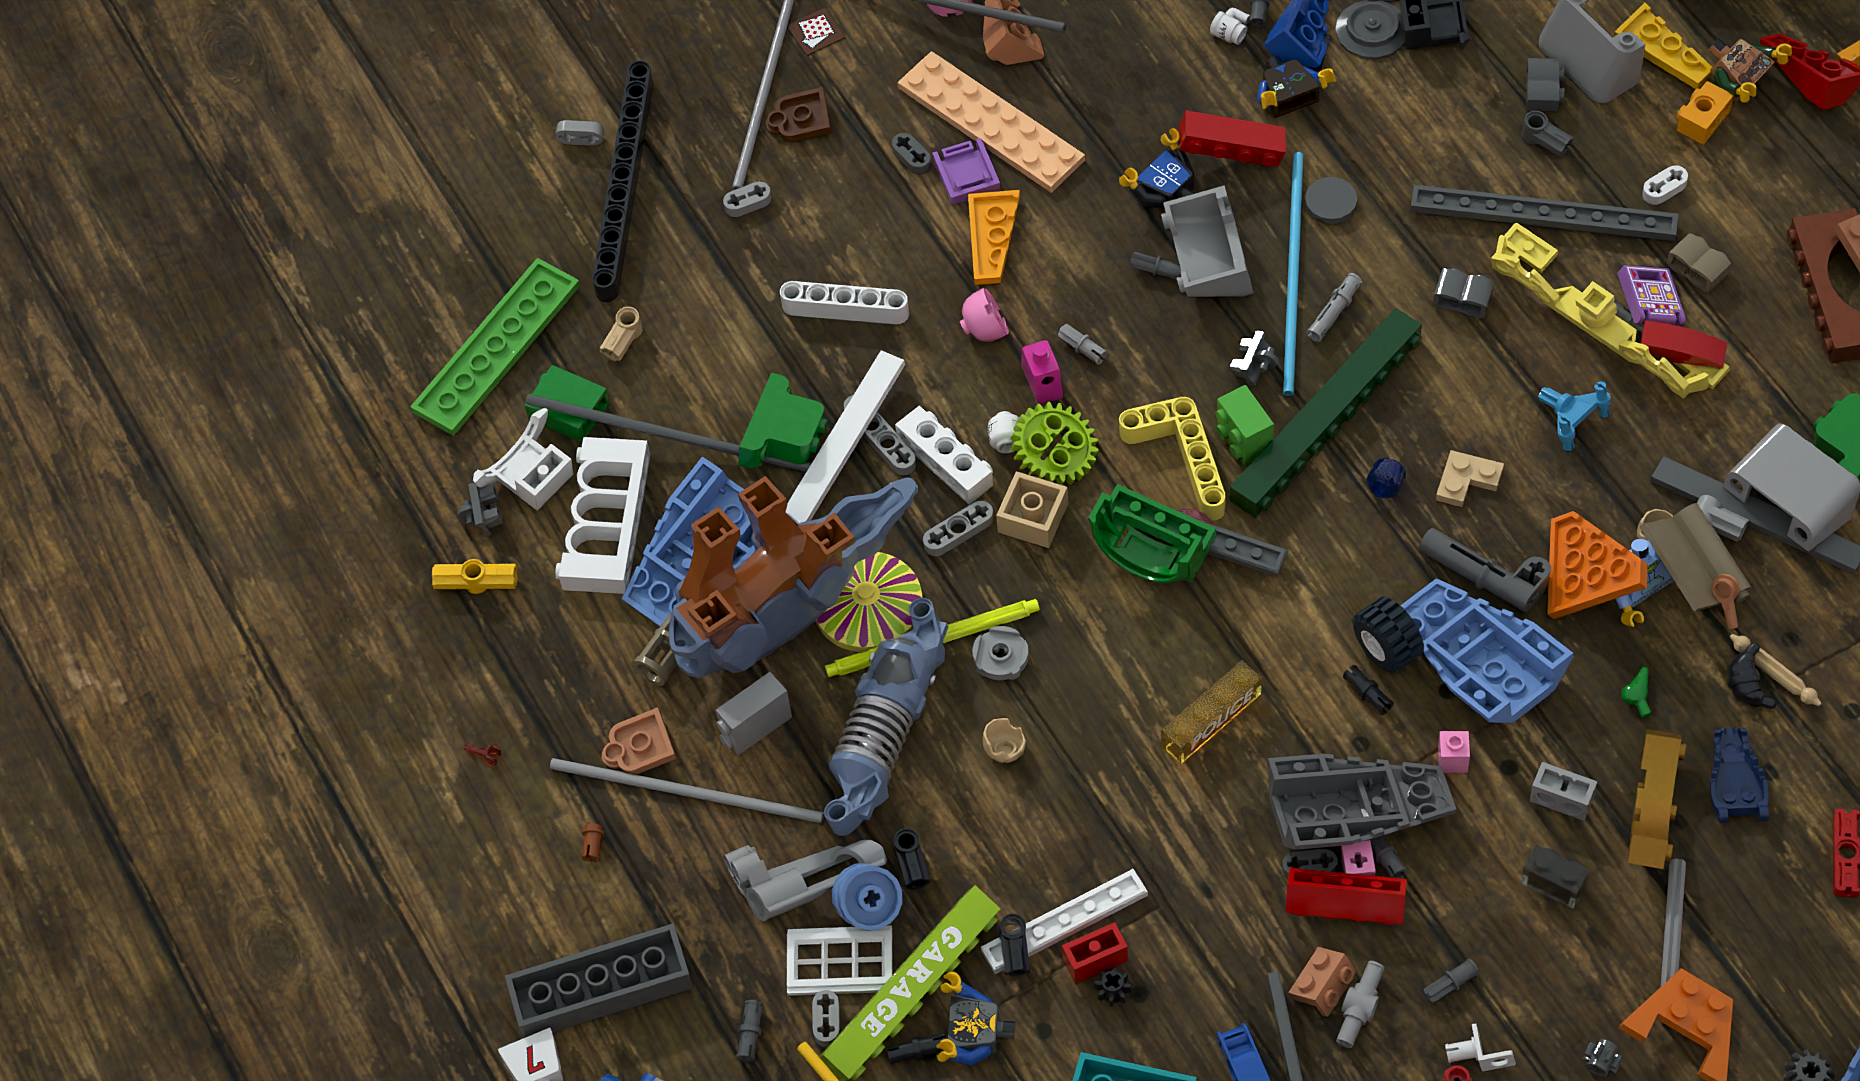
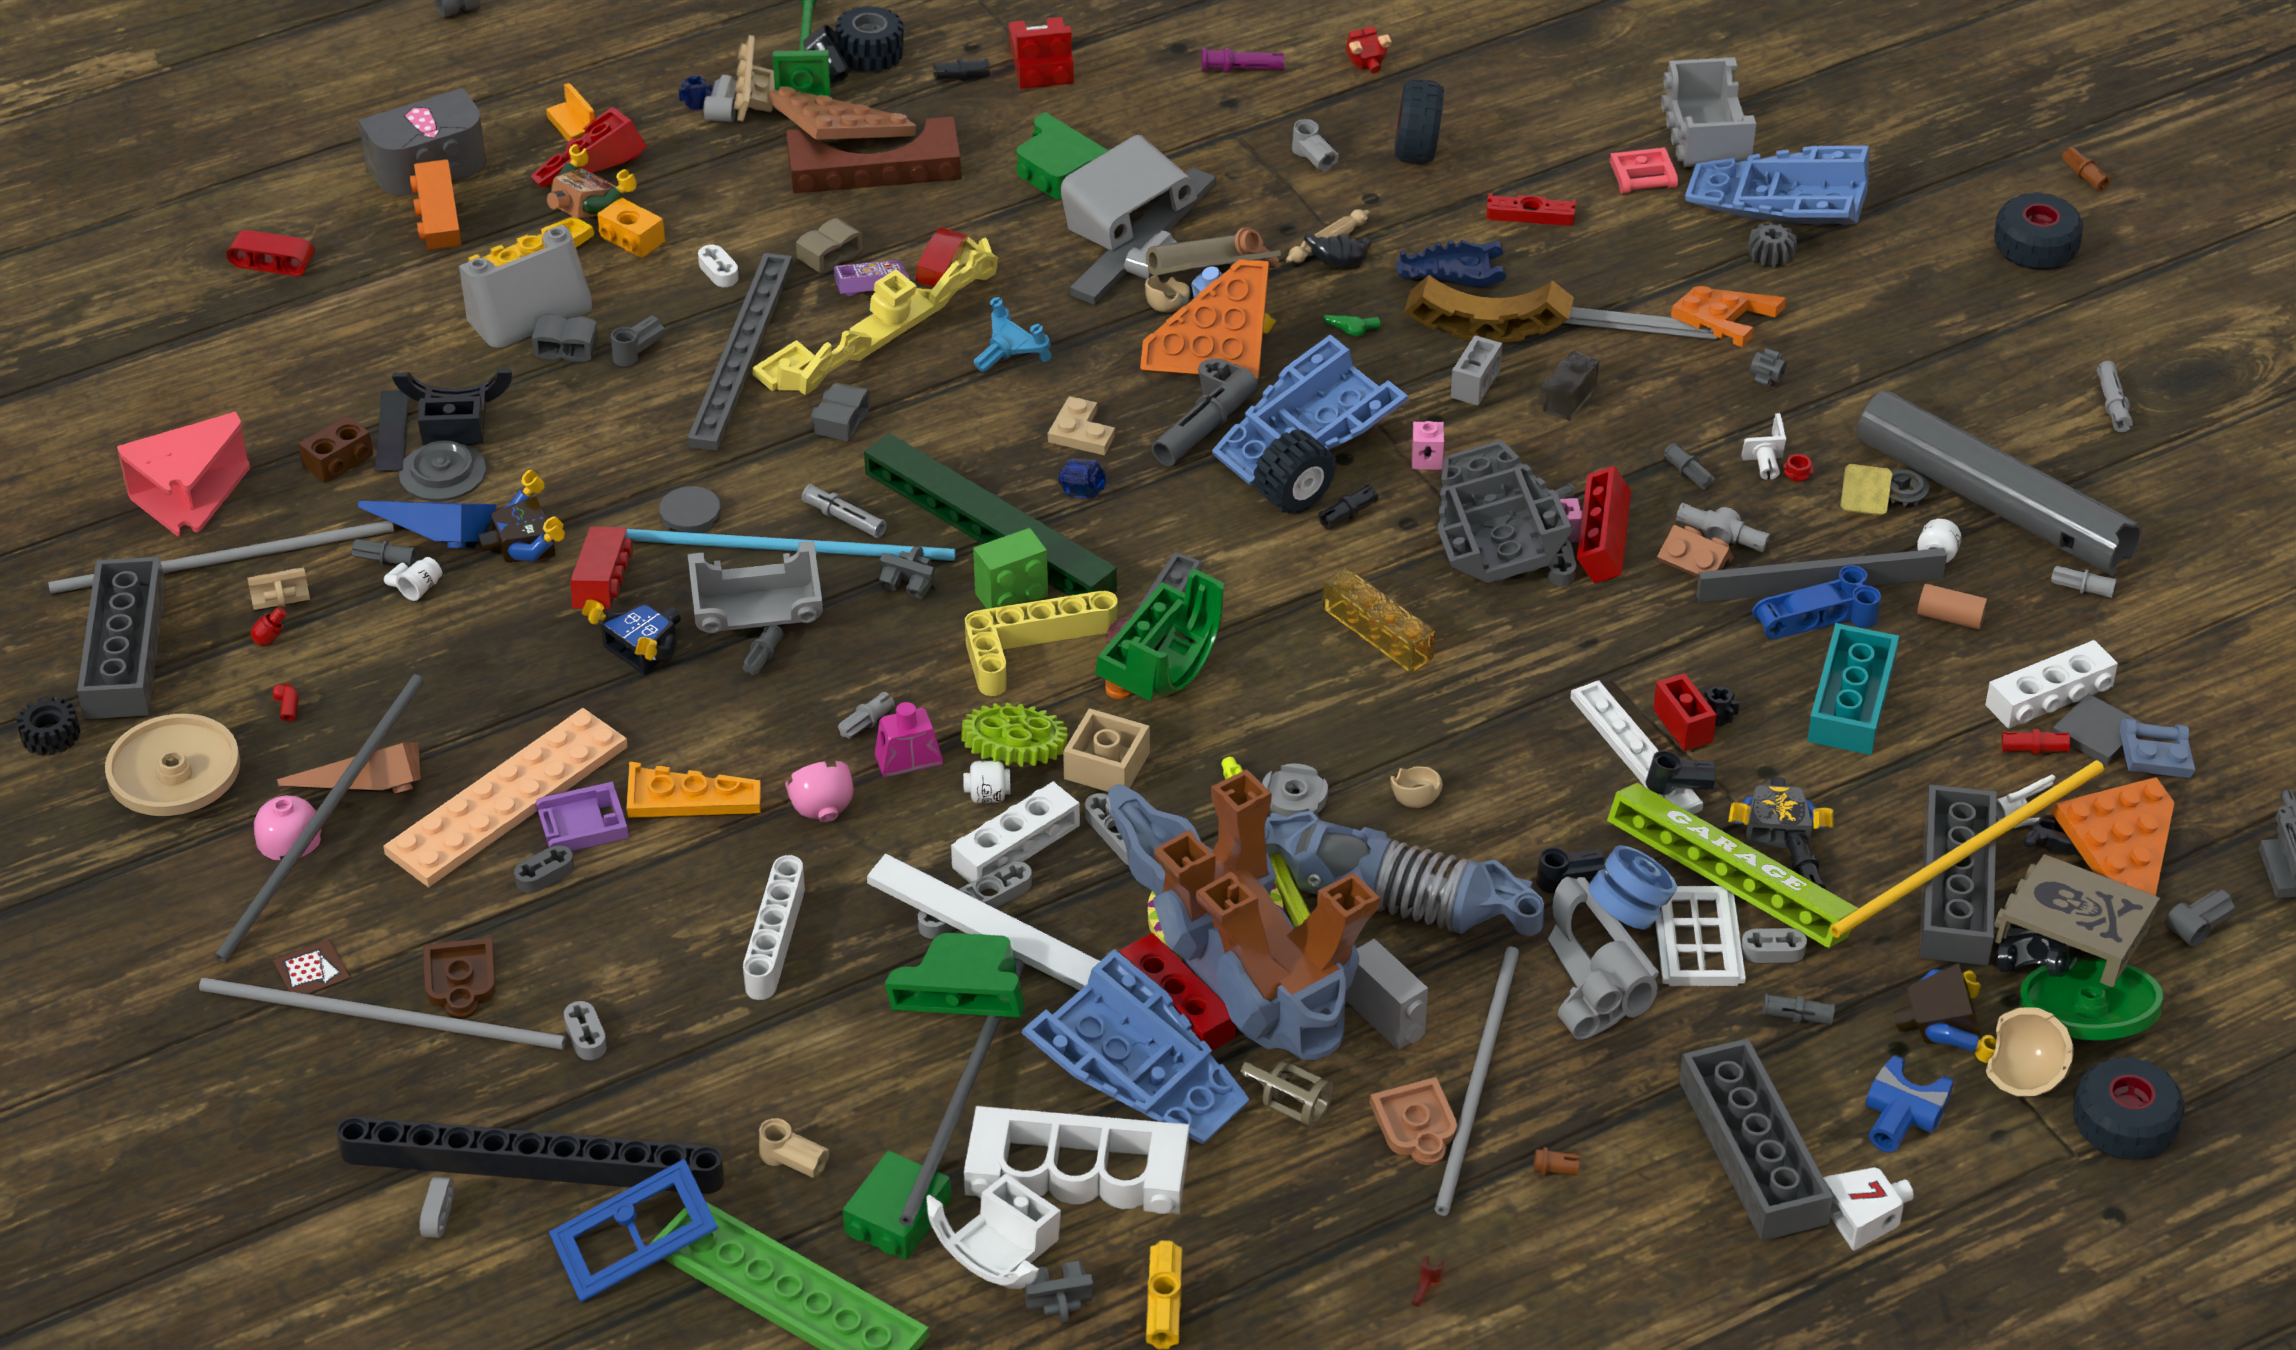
camera: 95 degrees left, 15 degrees down
(567, 232) = (623, 1210): none -> blue door

